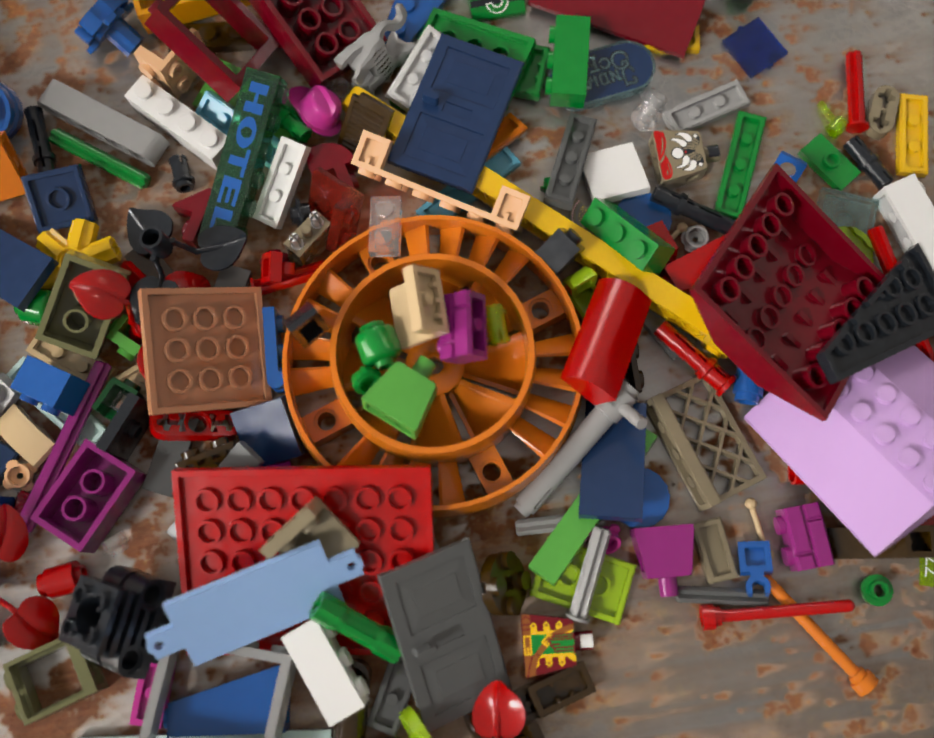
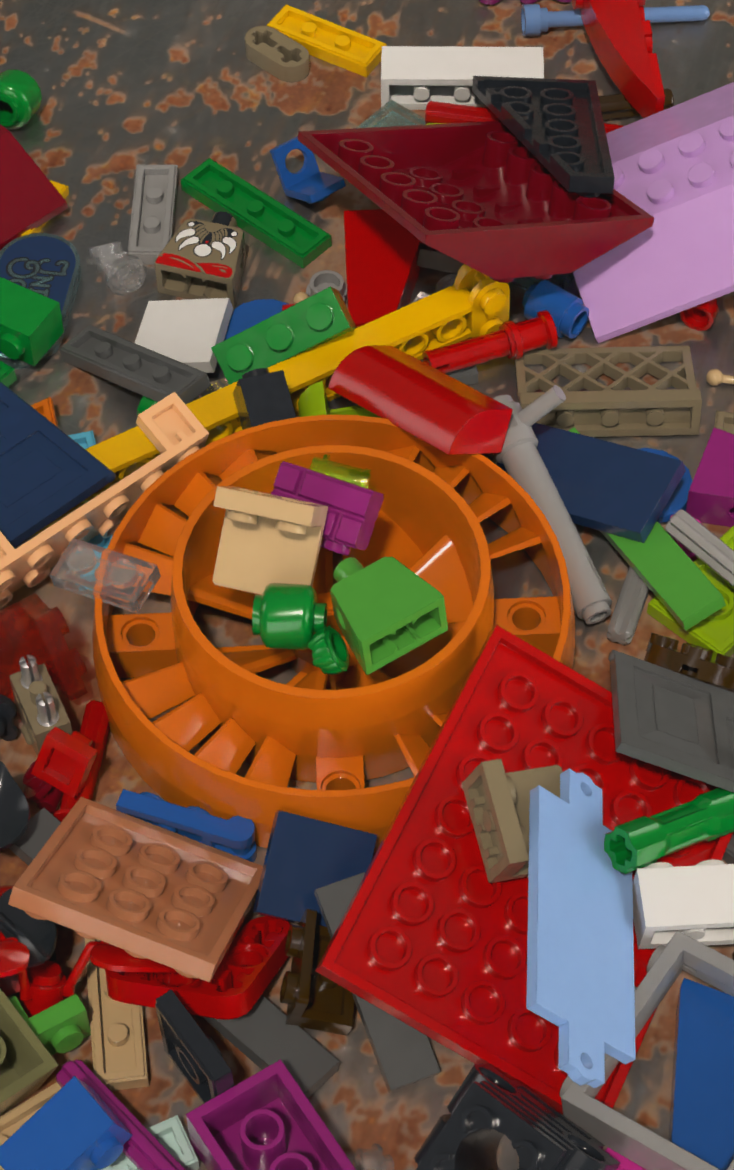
camera: 65 degrees left, 25 degrees down
(114, 395) = (150, 1061): dark green window -> none
(306, 325) = (203, 686): slope -> none
(684, 206) = (275, 280): black pin -> none
(754, 47) = (103, 136): clear blue piece -> none
(829, 163) = (328, 116): green plate -> none
(835, 125) = (264, 98): clear neon green hand -> none
(855, 93) = (236, 65): red axle -> none
(868, 162) = (336, 89): black pin -> none

